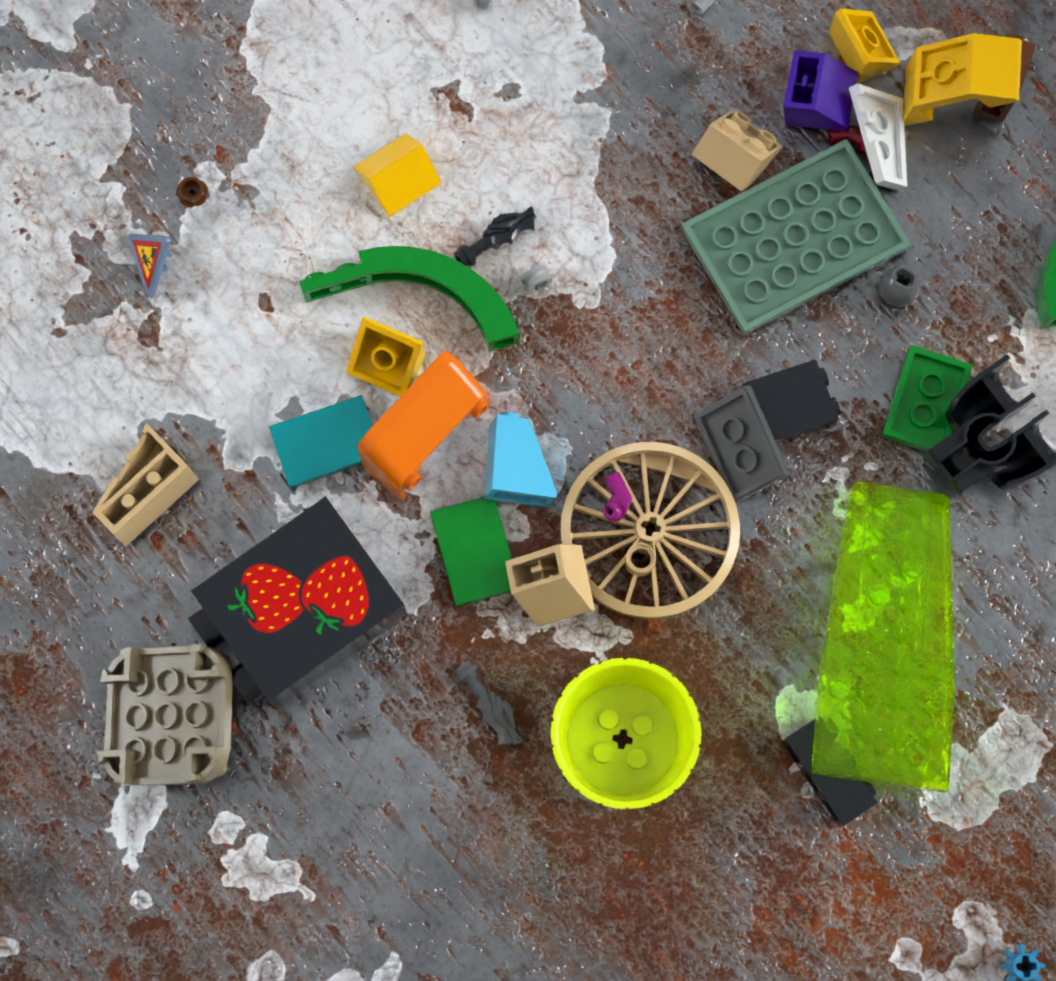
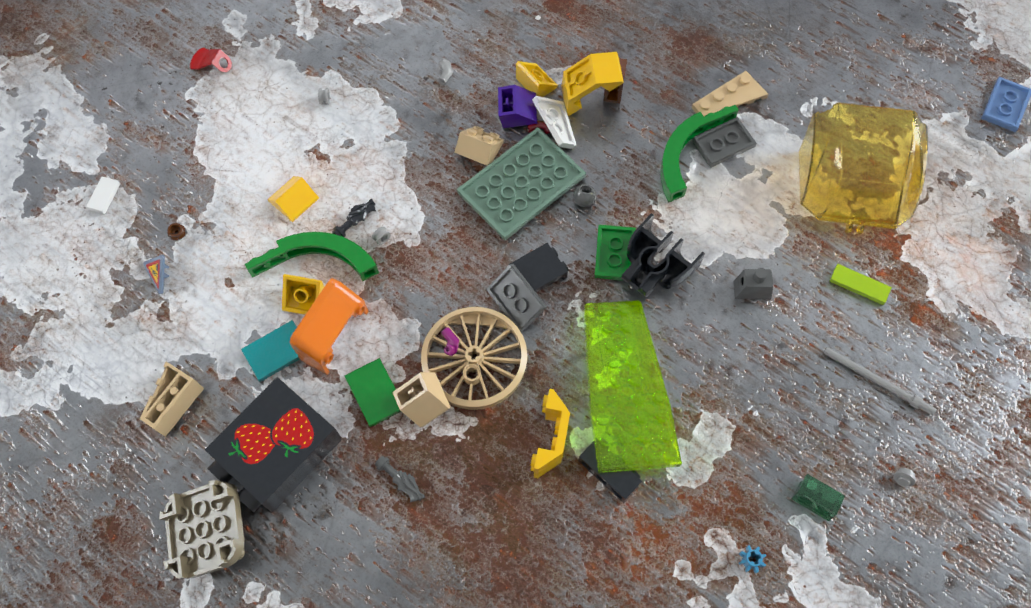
camera: 10 degrees left, 10 degrees down
(77, 95) = (103, 195): none -> white tile
(516, 464) = (389, 337): medium azure slope -> none
(654, 714) = (480, 454): neon yellow piece -> none
(764, 652) = (554, 411): none -> yellow slope

